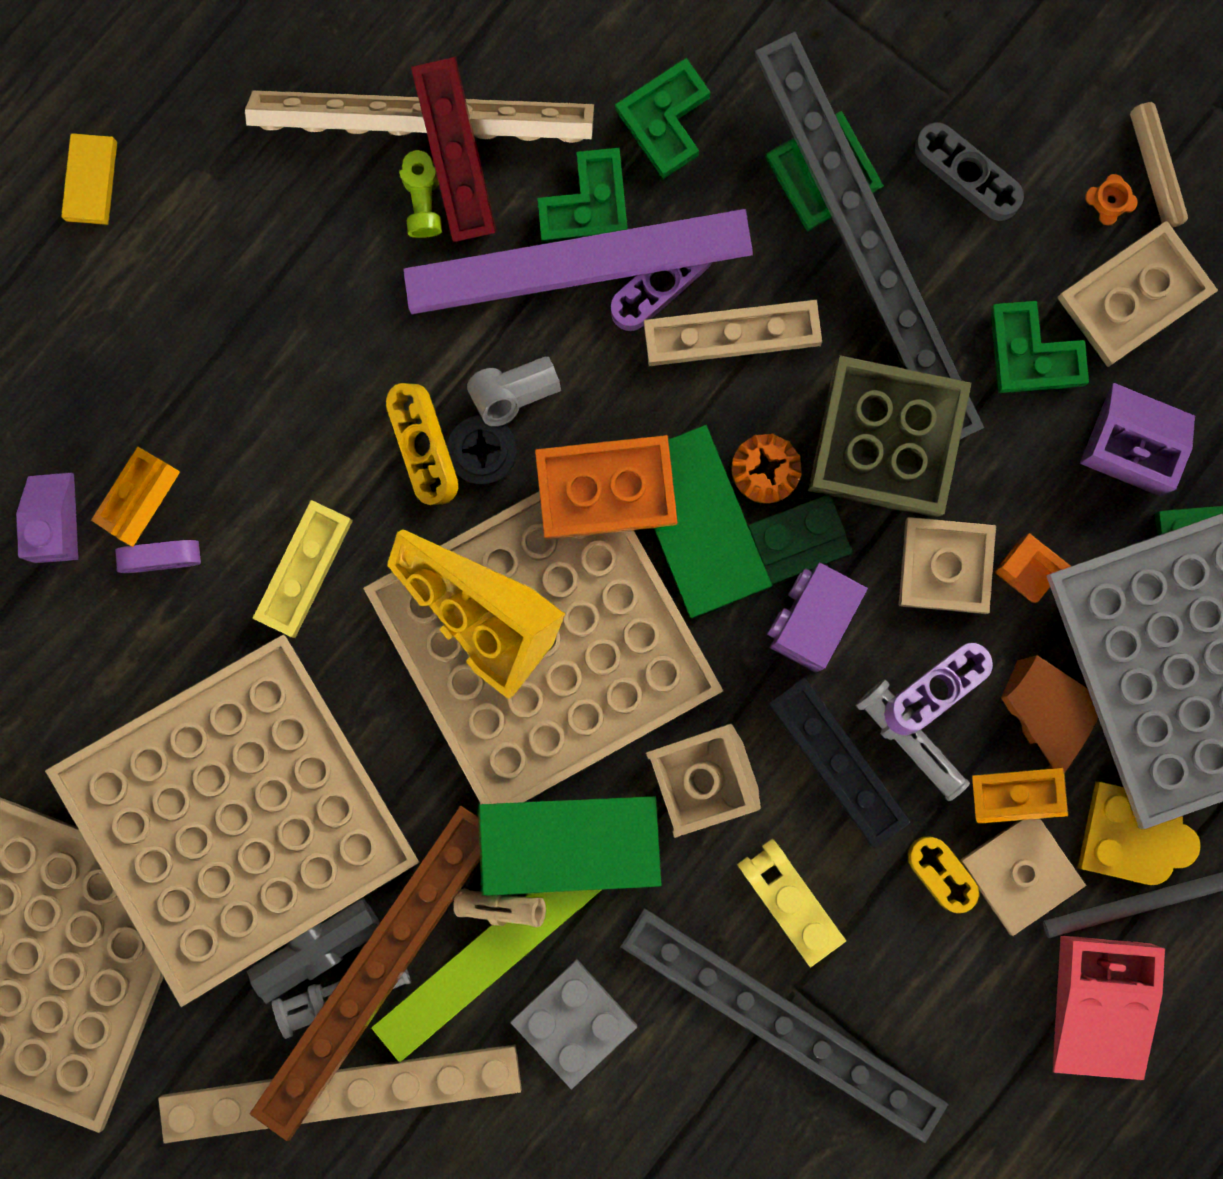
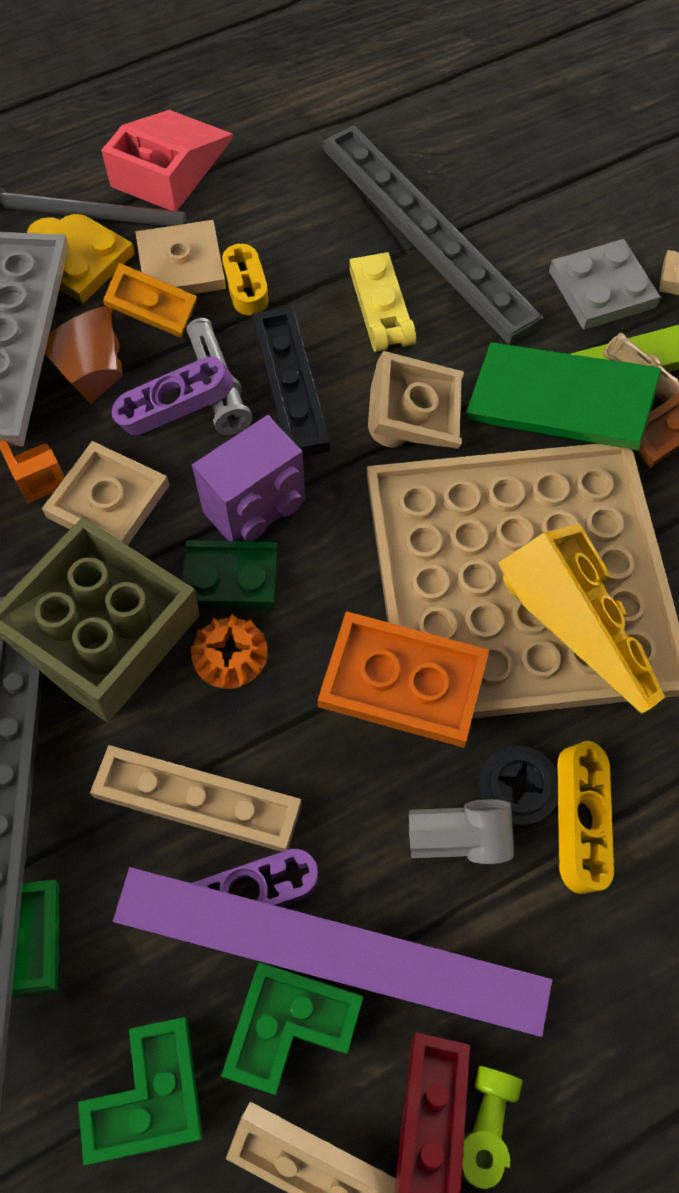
camera: 160 degrees left, 20 degrees down
(711, 544) = (311, 598): green tile -> none

